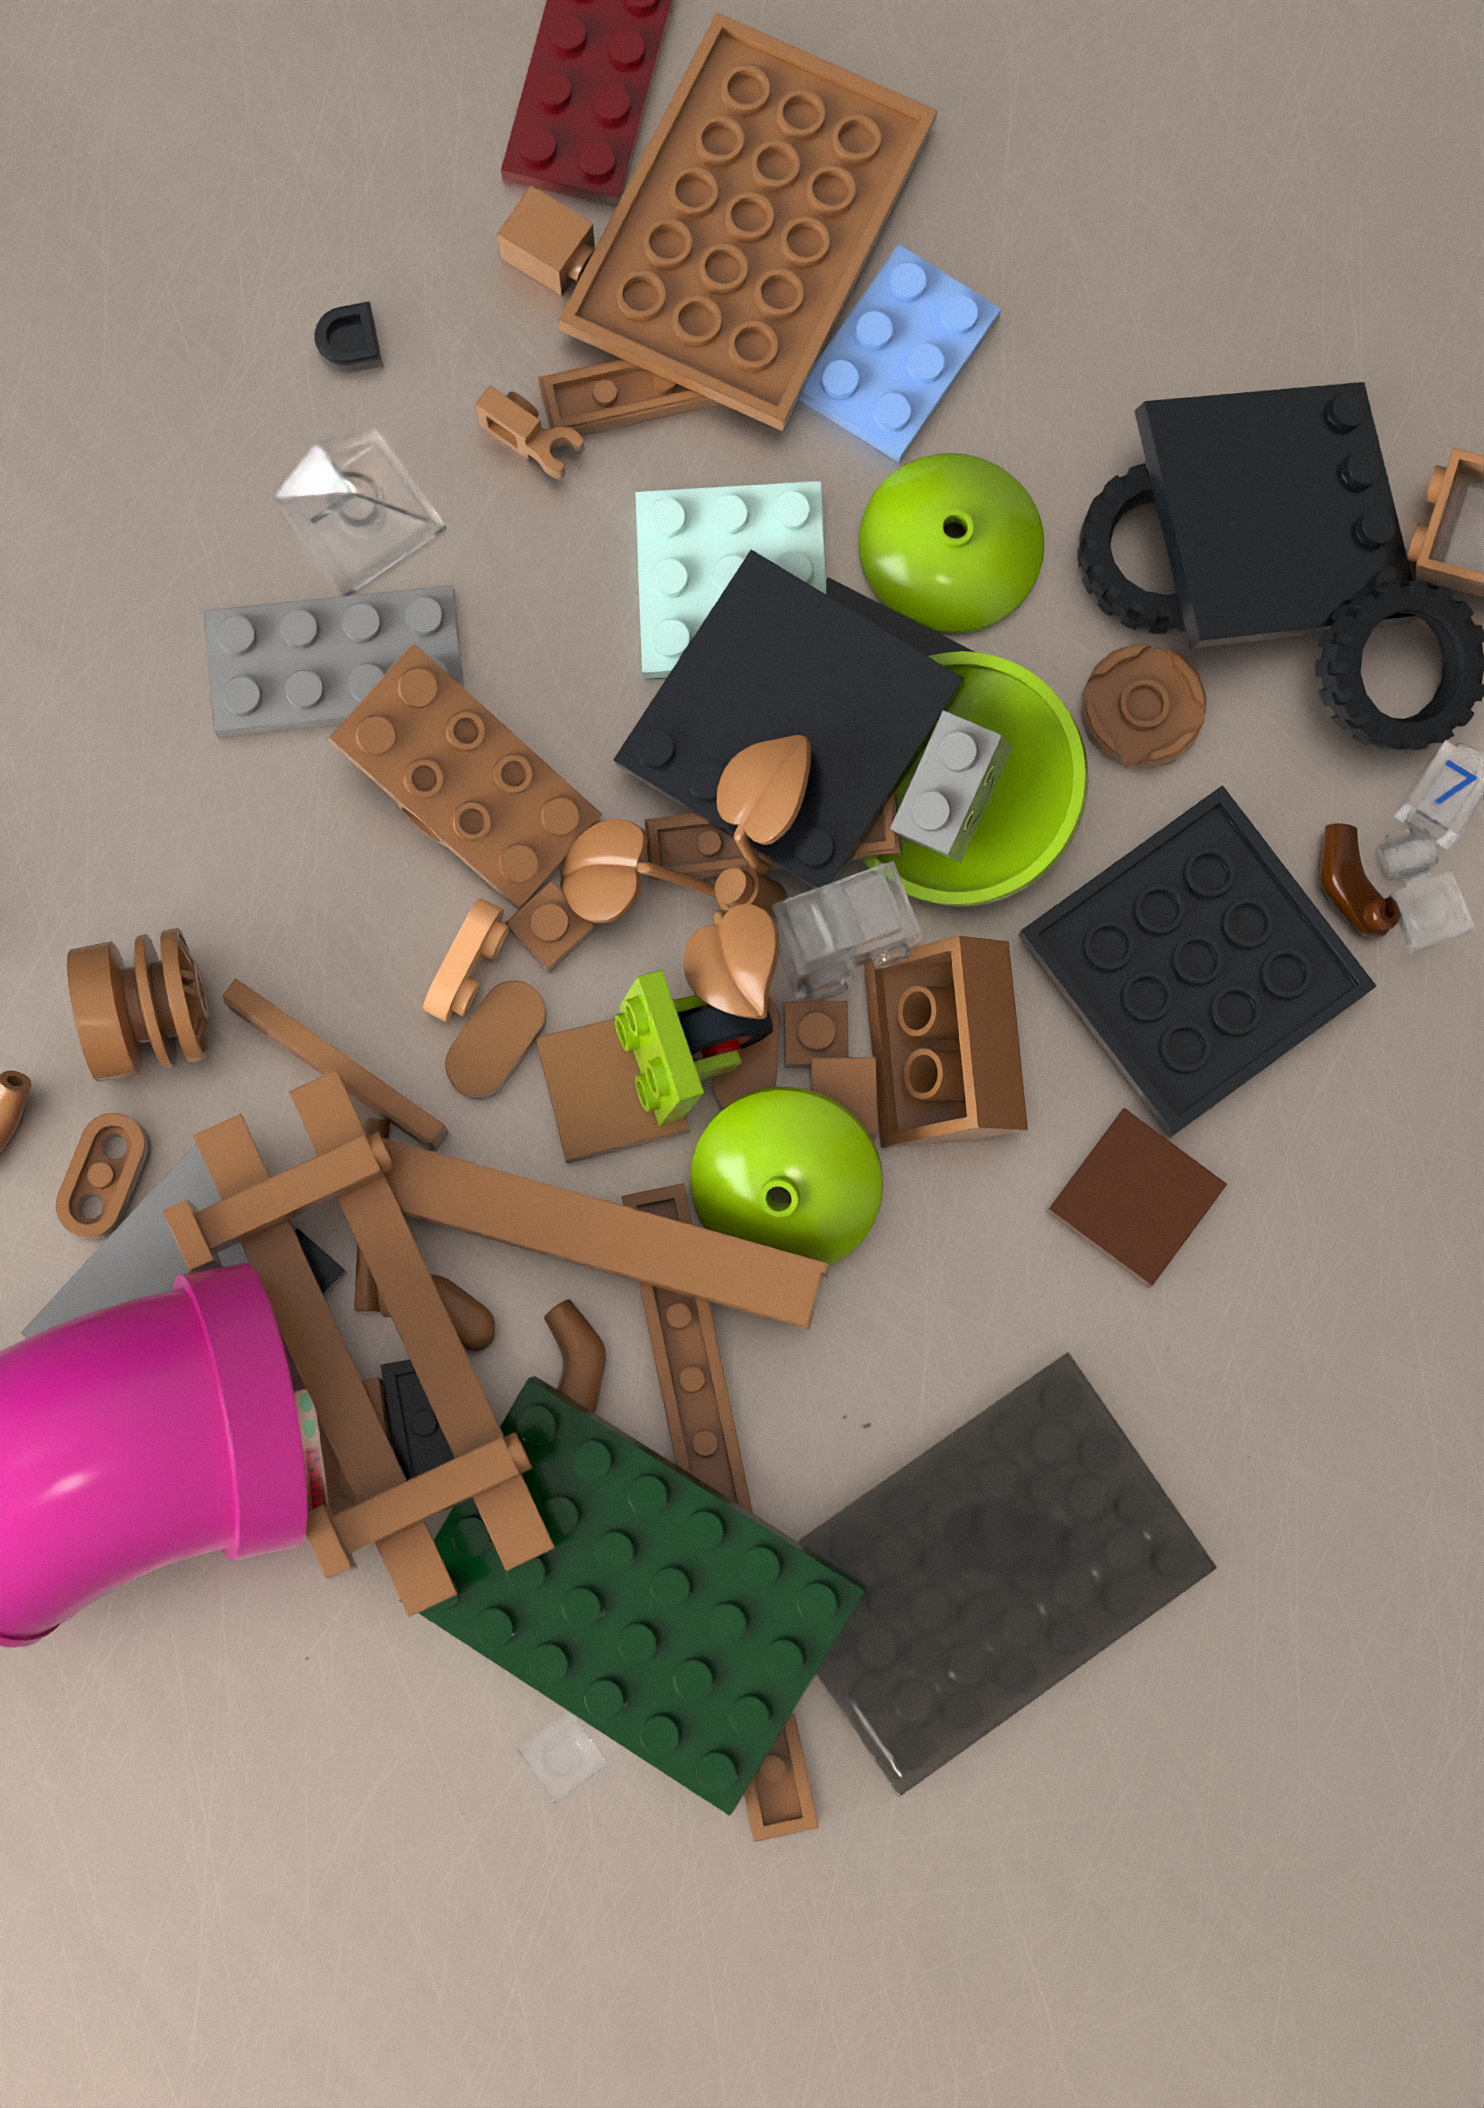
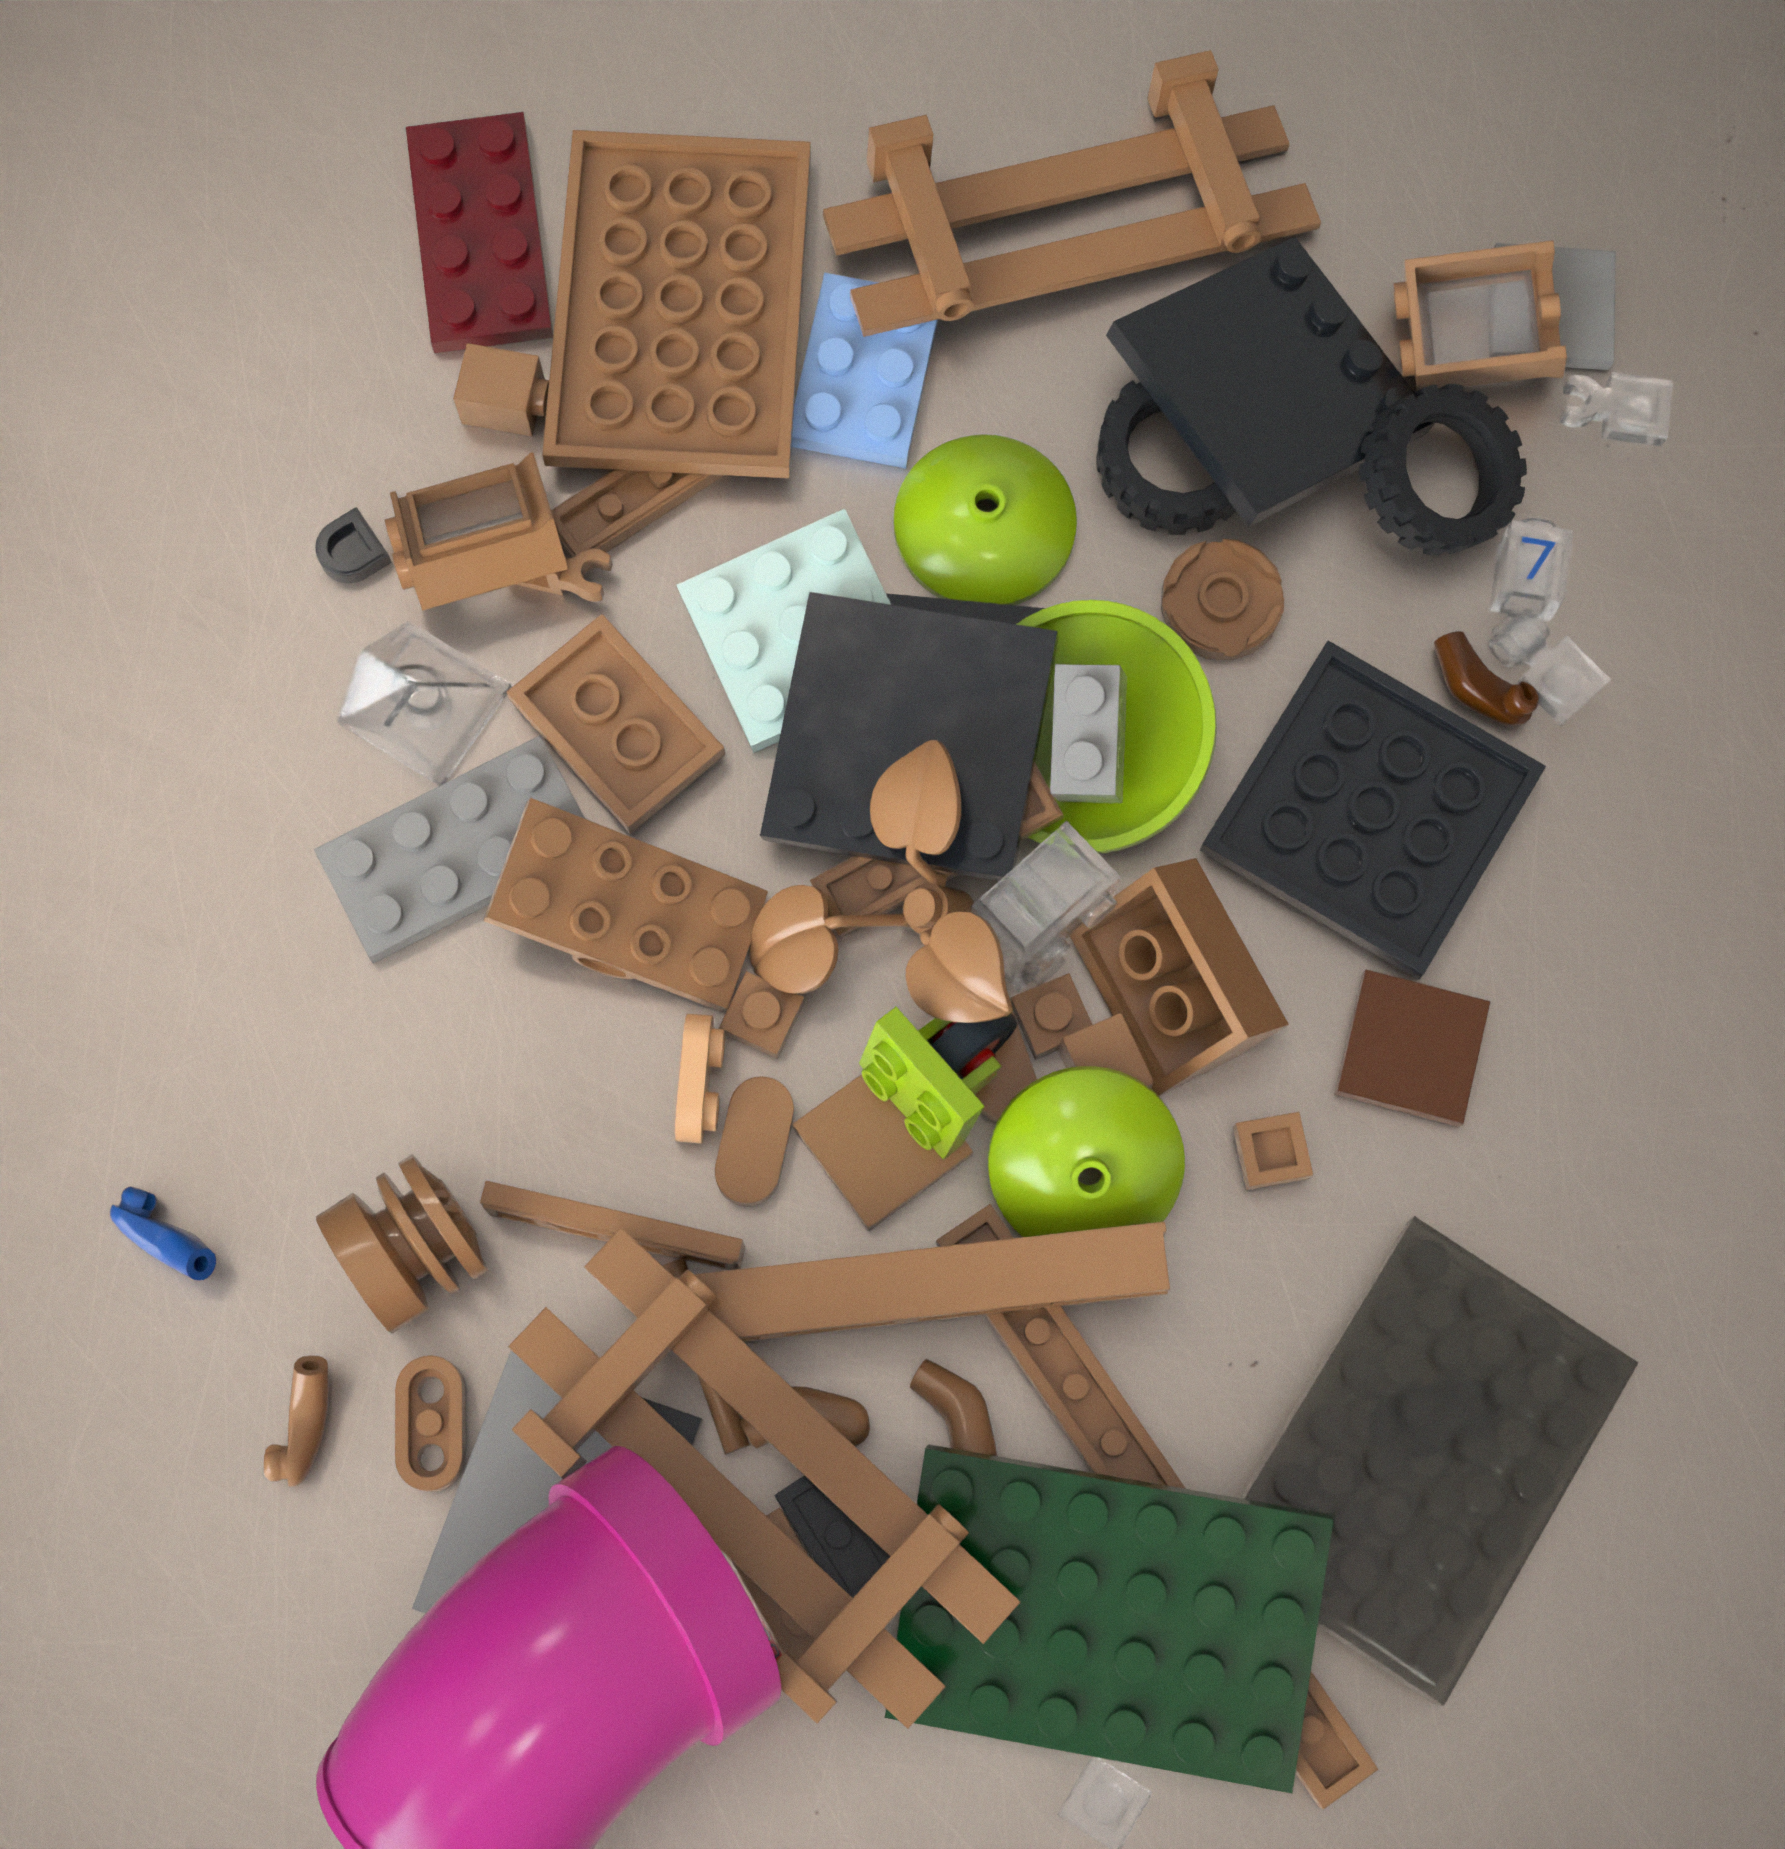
camera: 20 degrees left, 5 degrees down
(465, 372) = (474, 534): none -> medium nougat window
(526, 601) = (616, 723): none -> medium nougat plate
(964, 1239) = (1272, 1150): none -> medium nougat plate
(1017, 220) = (929, 210): none -> medium nougat fence

